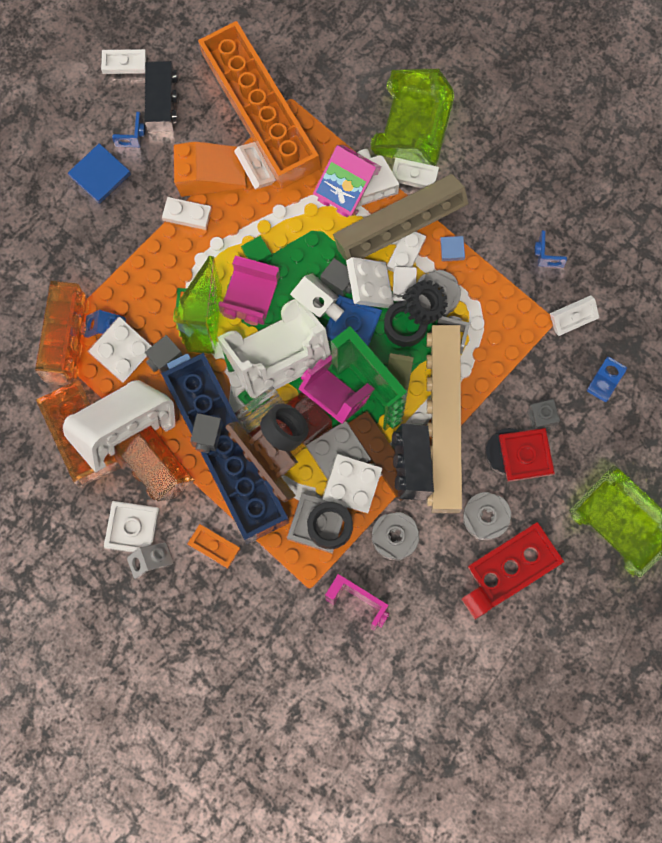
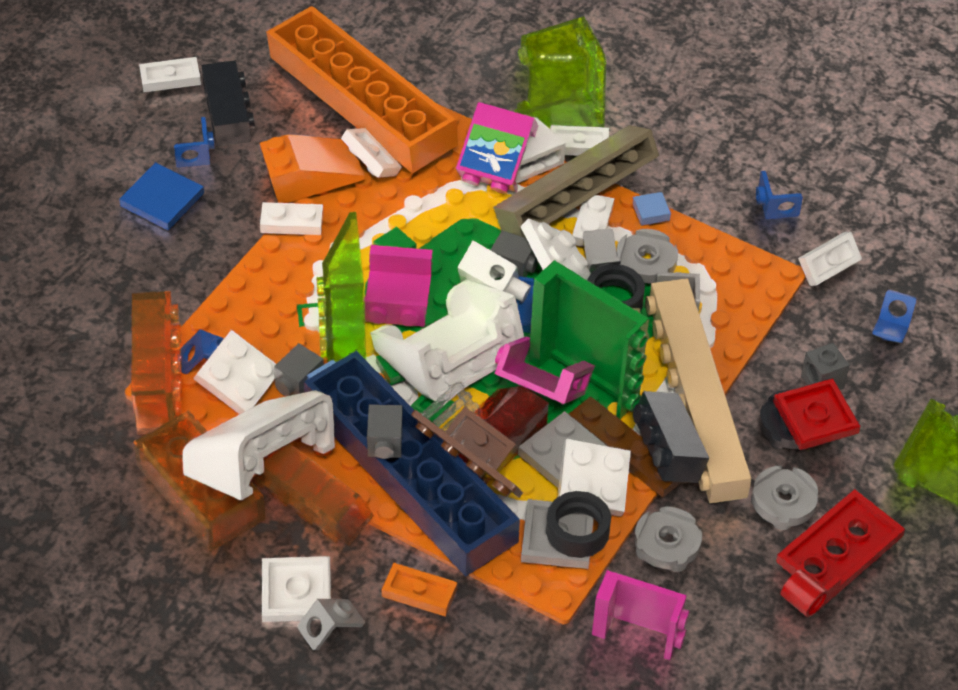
camera: 15 degrees left, 25 degrees down
(276, 435) = (491, 404): black tyre -> none
(433, 295) = (635, 256): black tyre -> none

